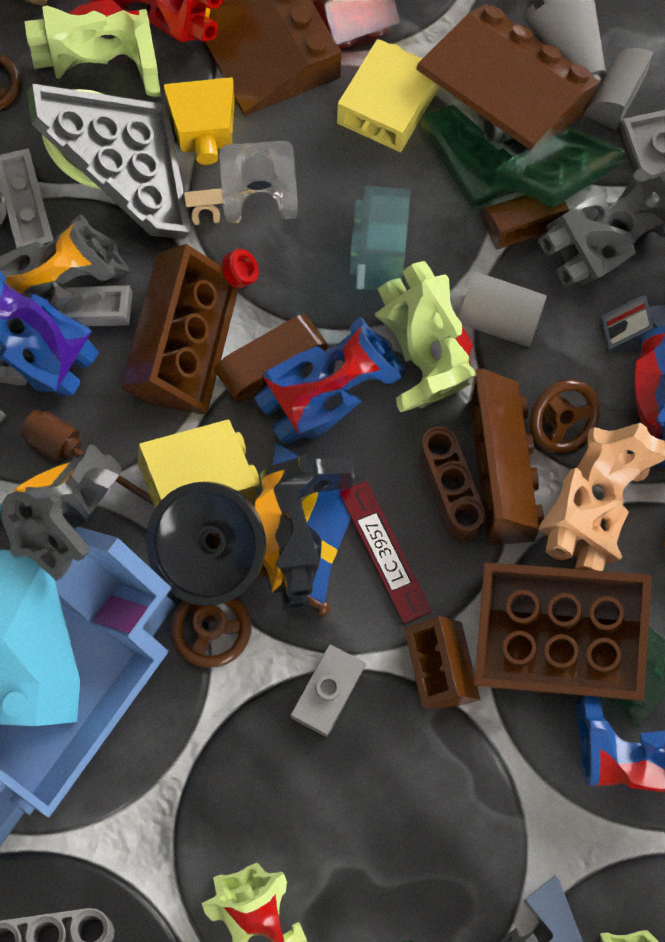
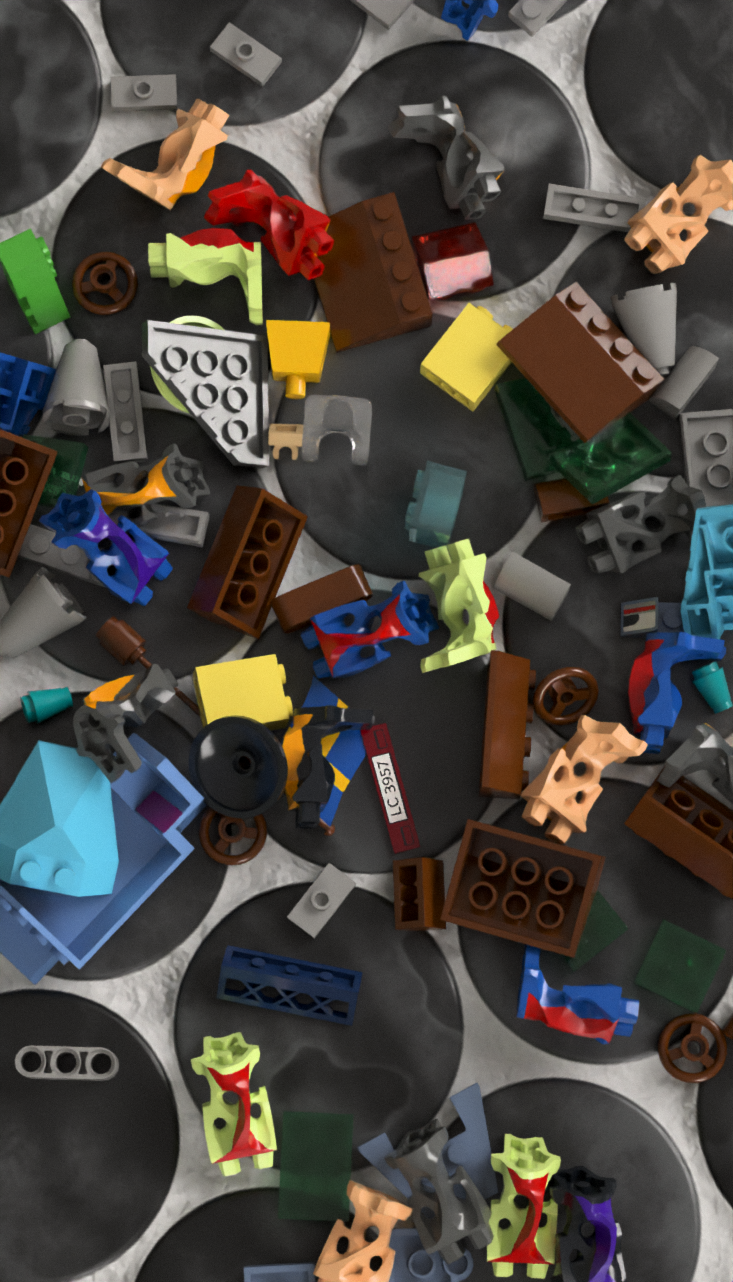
camera: 10 degrees right, 10 degrees up
(240, 268) = (307, 508): red tile -> none
(310, 783) = (290, 978): none -> dark blue fence
(452, 502) = (460, 724): reddish brown beam -> none

